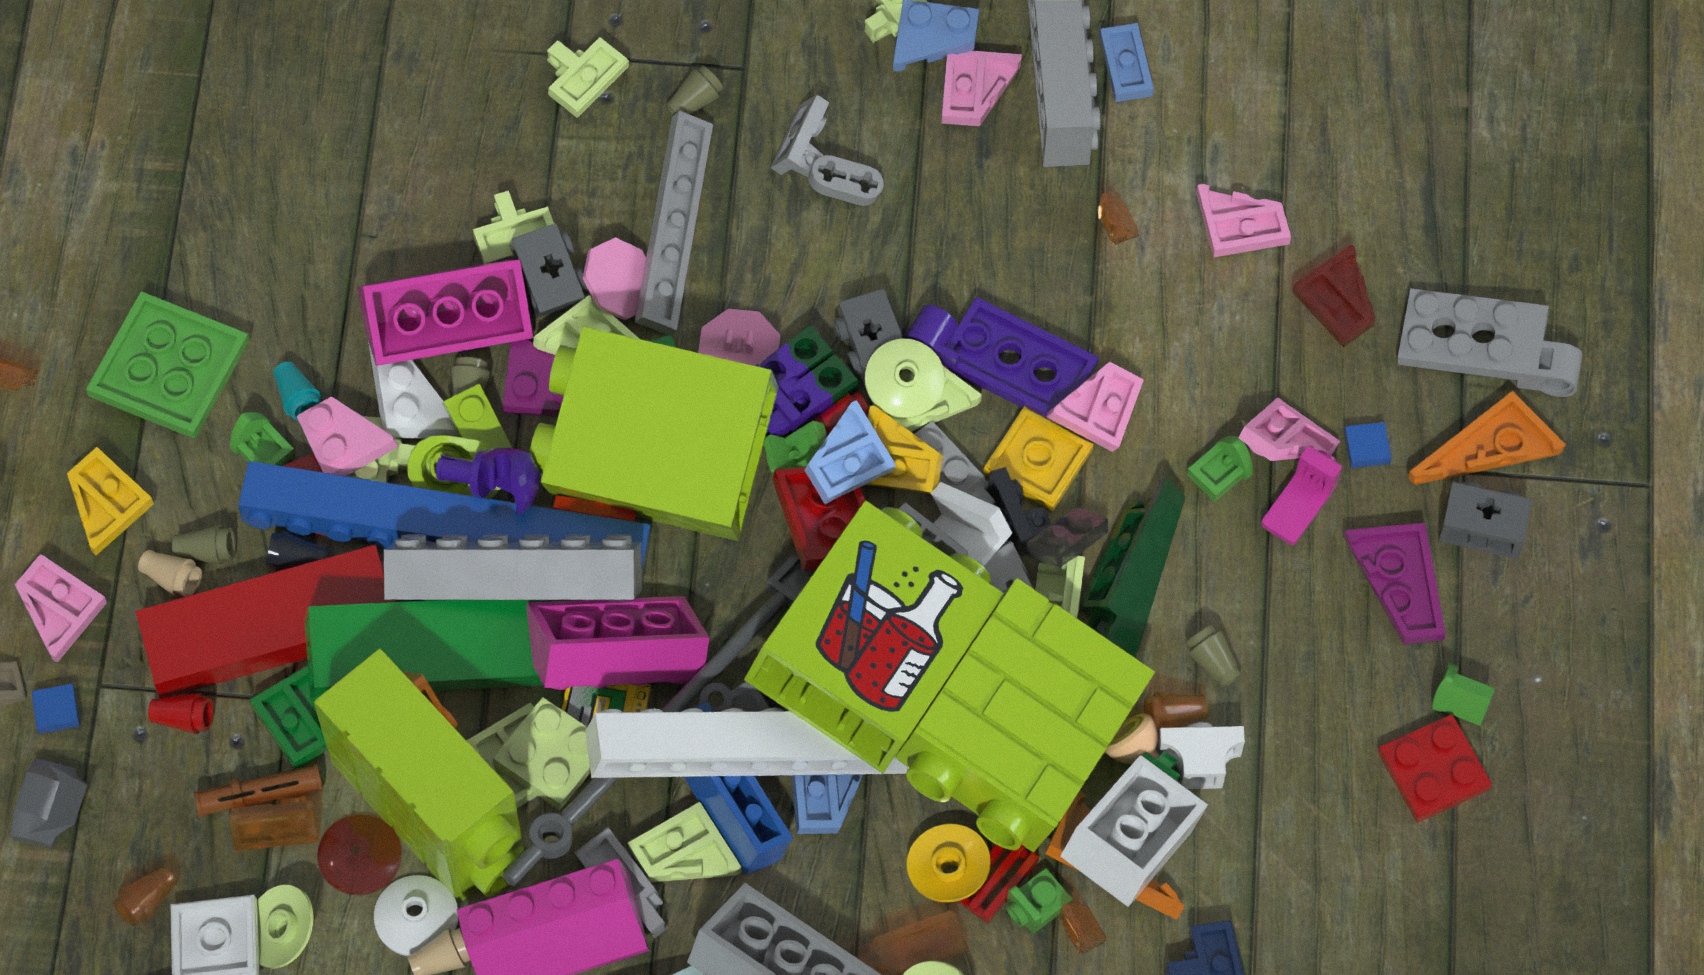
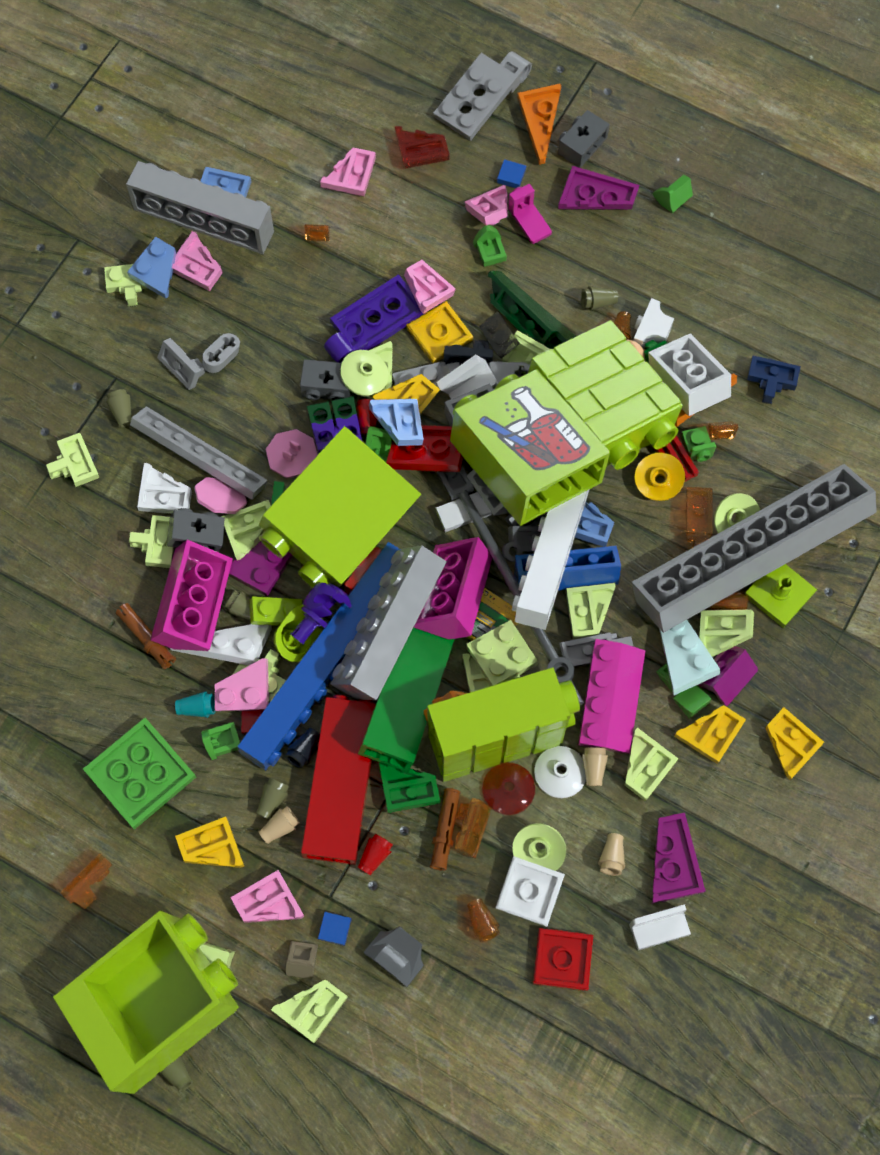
camera: 65 degrees left, 5 degrees up
(373, 271) = (144, 635): none -> dark orange pin
(590, 204) = (161, 492): none -> white wing
(744, 599) = (455, 515): none -> white tile
(1434, 768) = (707, 226): red plate -> none

